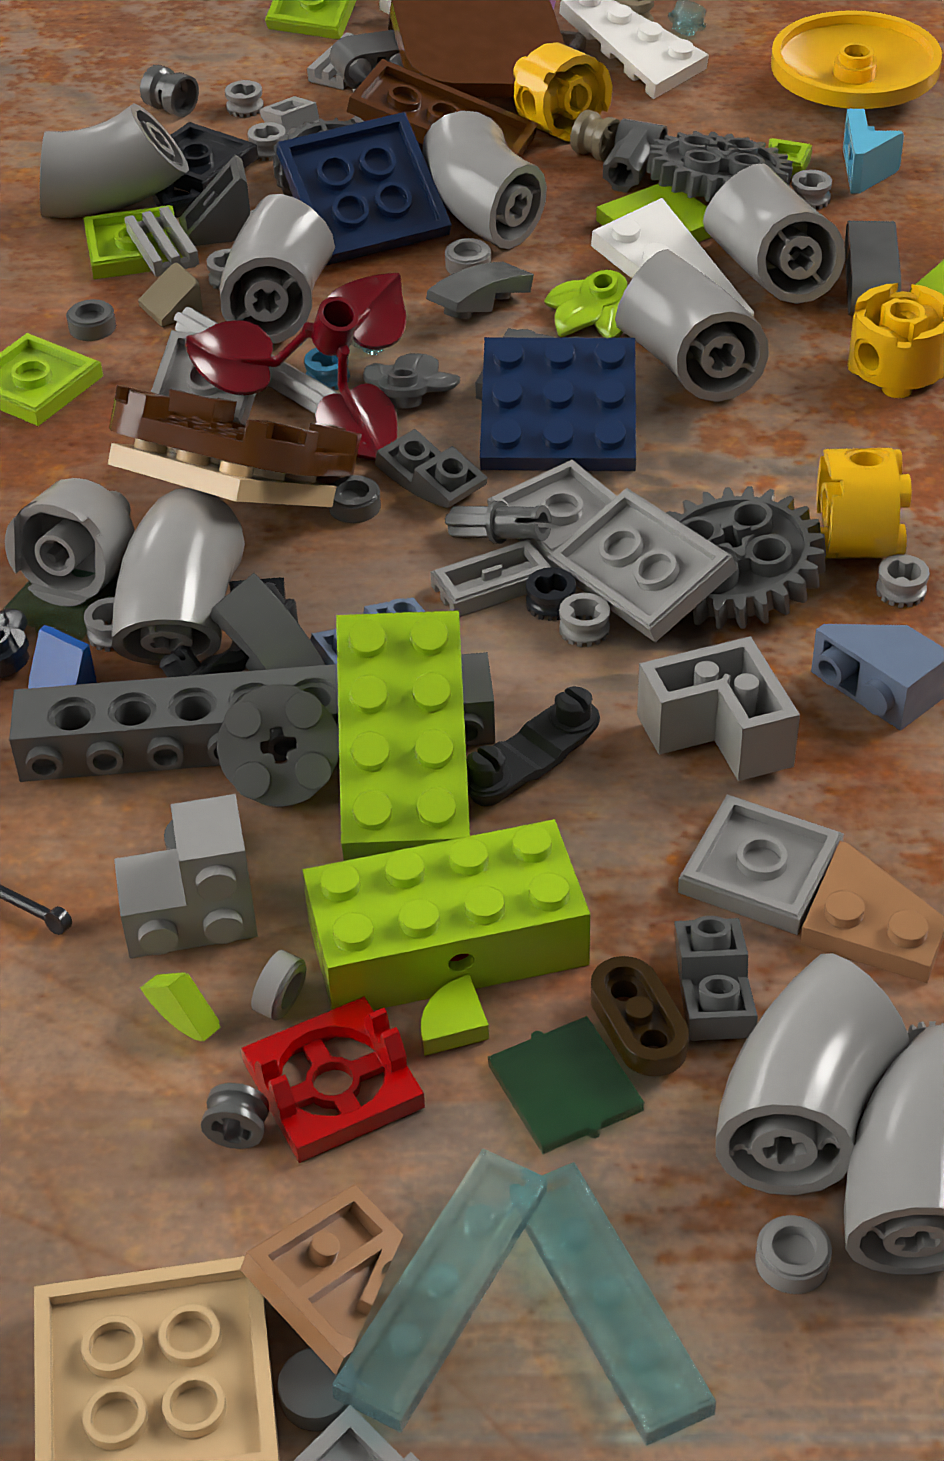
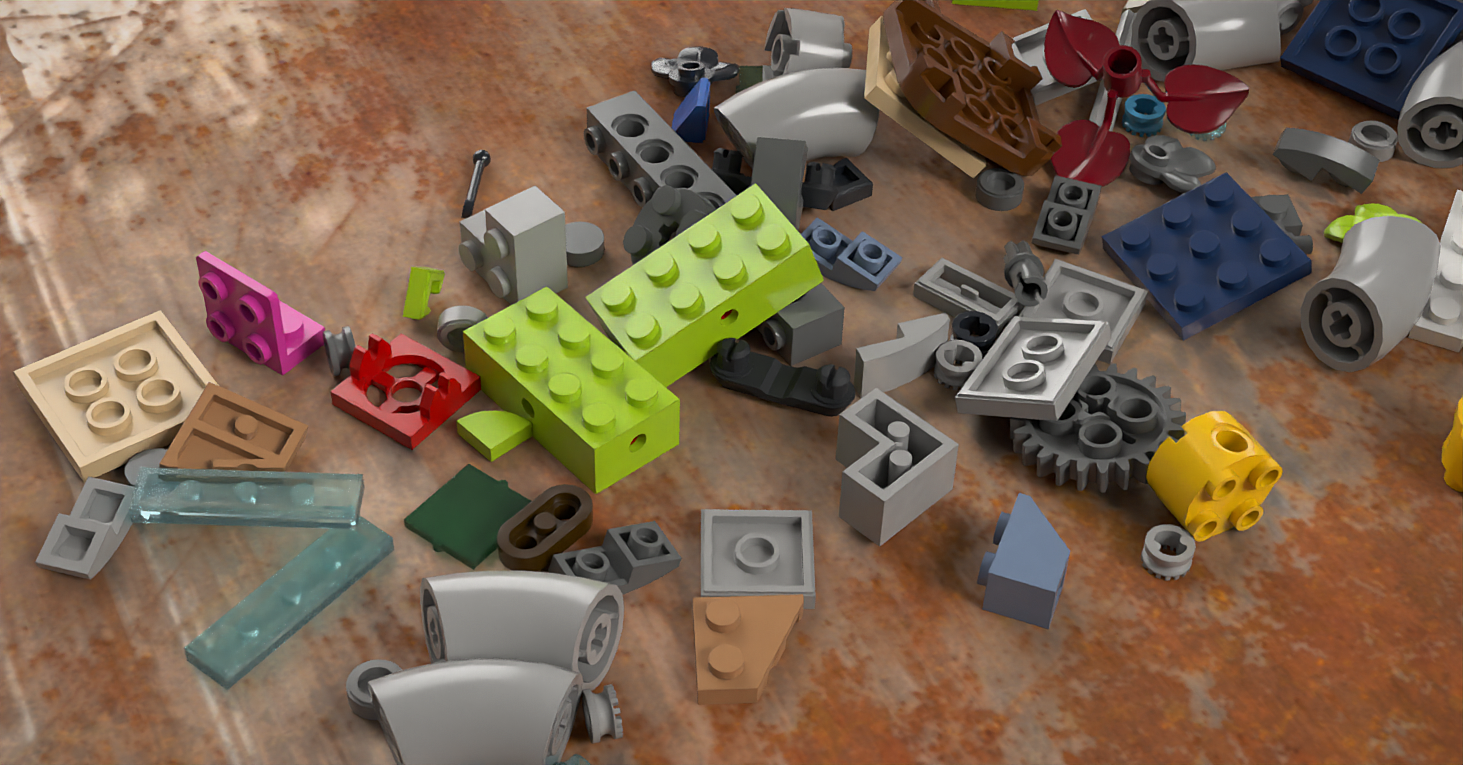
camera: 60 degrees right, 0 degrees up
(129, 1182) = (254, 317): none -> dark pink bracket
(556, 640) = (902, 359): none -> light grey slope

